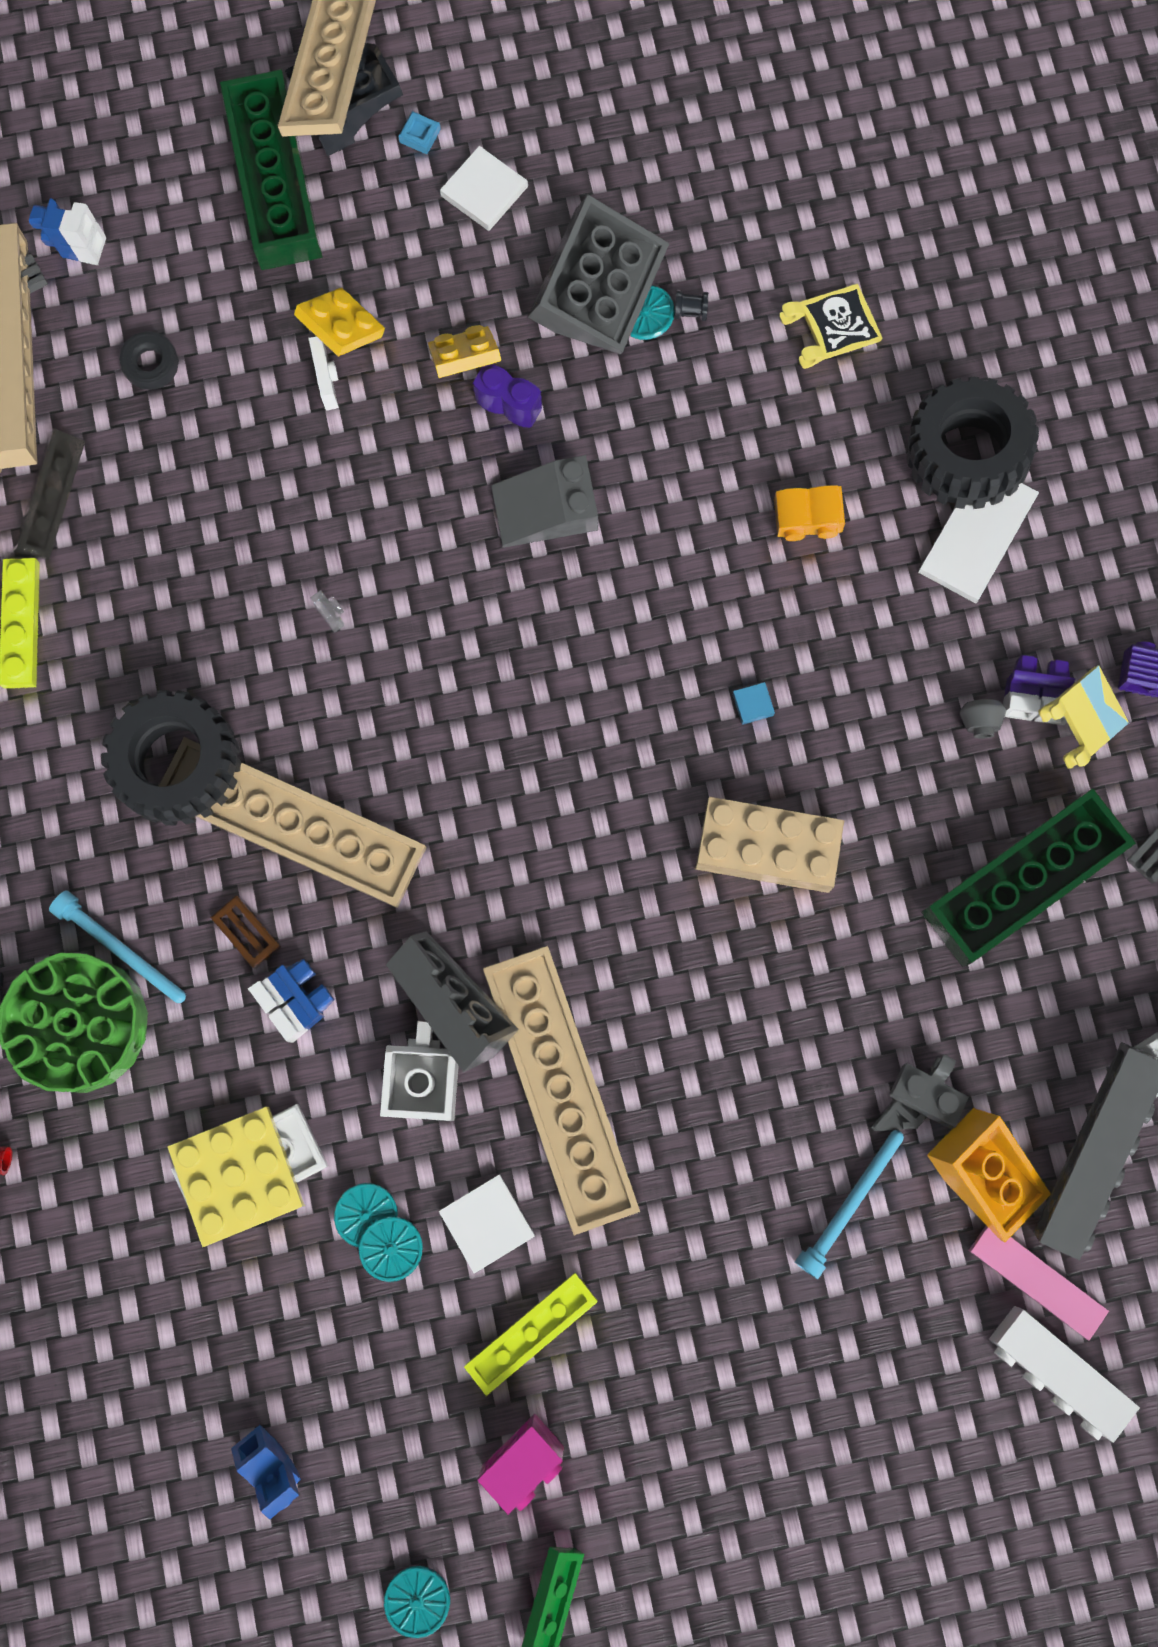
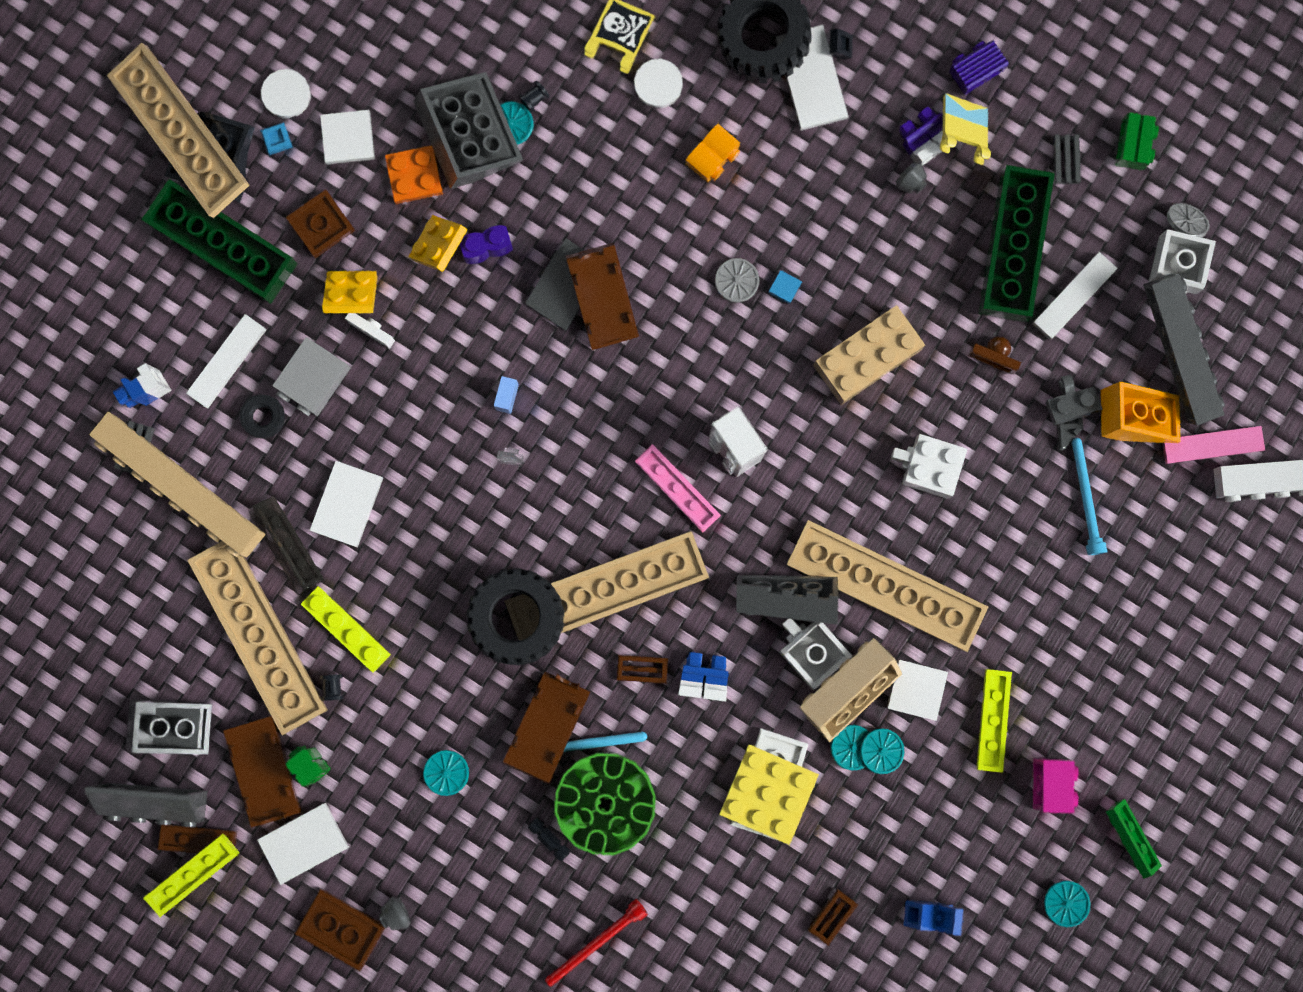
camera: 50 degrees left, 5 degrees up
(96, 895) = (546, 727): none -> reddish brown piece
(139, 510) = (346, 504): none -> white tile
(169, 283) = (226, 361): none -> white tile
(204, 1360) = (819, 934): none -> reddish brown tile
(226, 365) = (310, 377): none -> light grey brick
(378, 240) = (320, 223): none -> reddish brown plate
(383, 549) = (506, 395): none -> light blue piece
(415, 1153) = (851, 689): none -> tan brick
(455, 794) = (677, 488): none -> bright pink tile
(468, 101) = (285, 93): none -> white tile
(508, 276) = (414, 174): none -> orange plate
(546, 794) = (736, 442): none -> white brick
(565, 540) = (602, 296): none -> reddish brown piece
(713, 653) = (737, 280): none -> light grey wheel
(723, 1012) = (931, 465): none -> white hinge
(822, 402) = (658, 83): none -> white tile
(898, 968) = (996, 355): none -> reddish brown tile
(1039, 525) = (841, 44): none -> black plate
(1039, 988) = (1074, 296): none -> white tile

